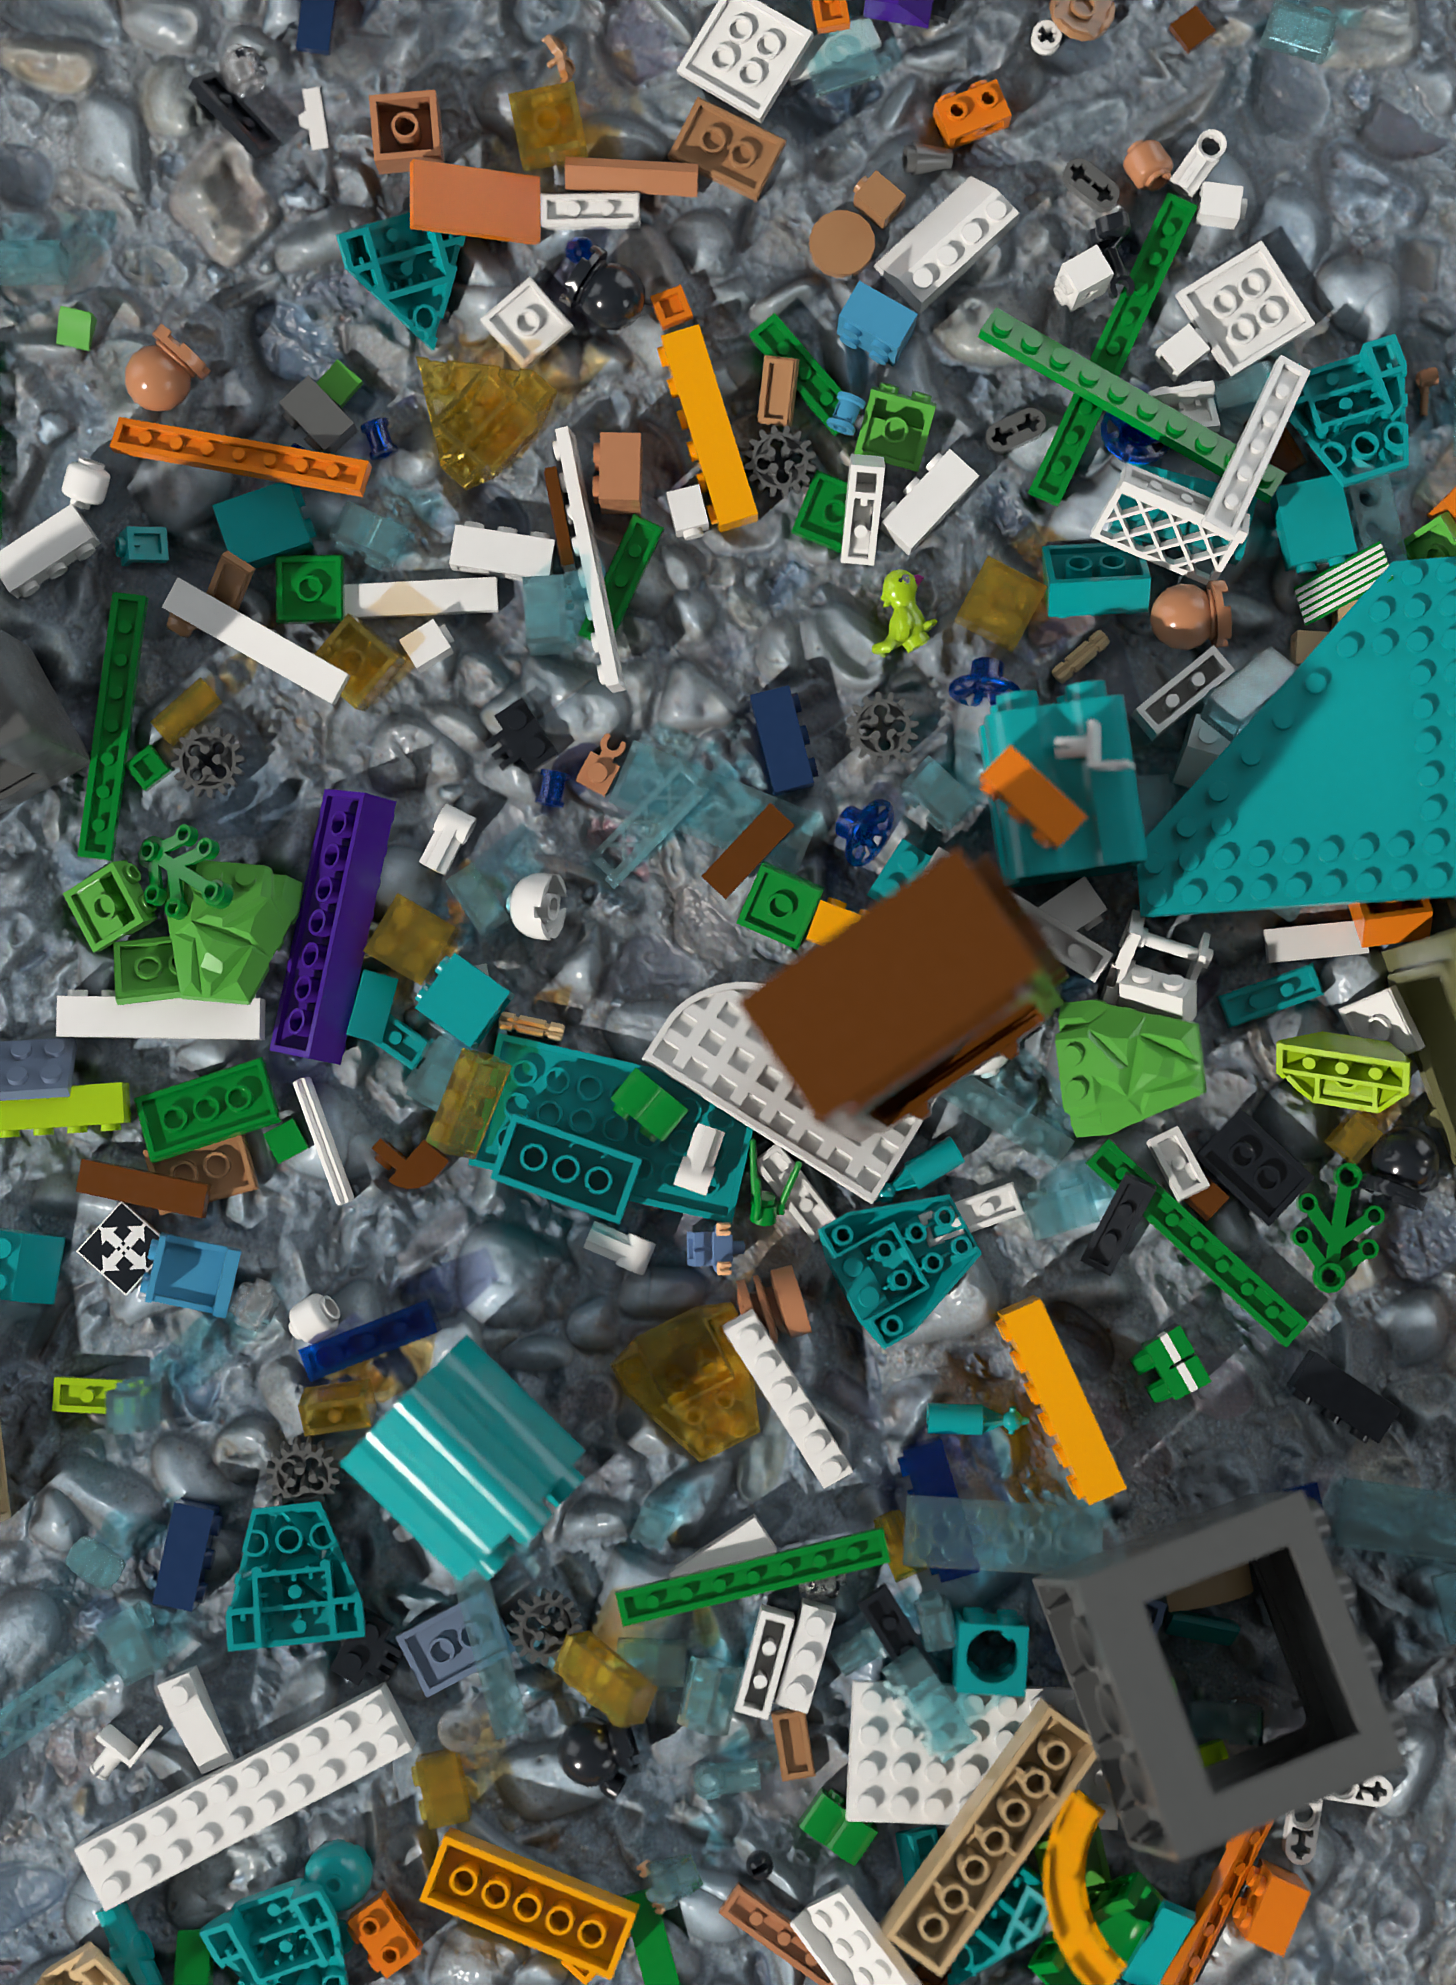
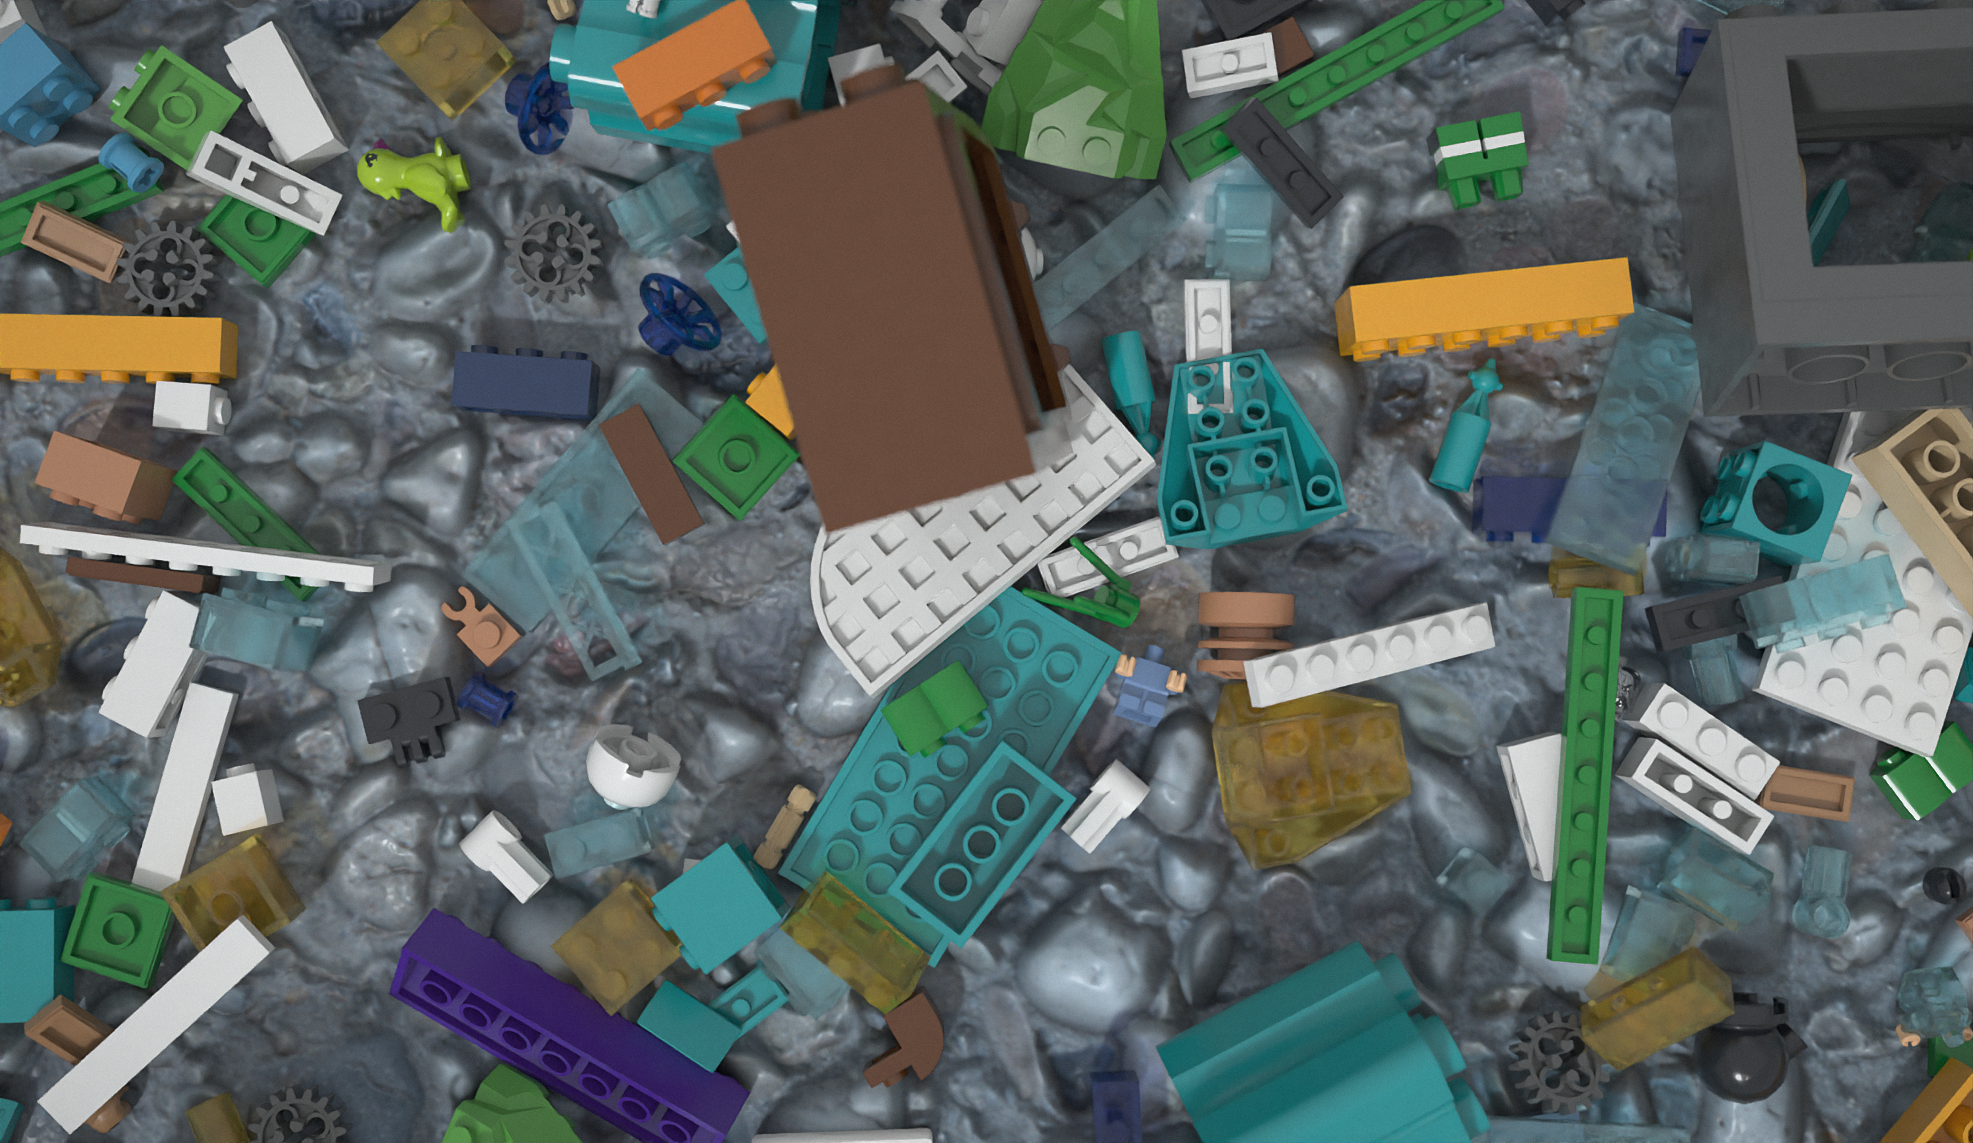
camera: 70 degrees left, 0 degrees up
(698, 1164) = (1033, 670): white piece -> none

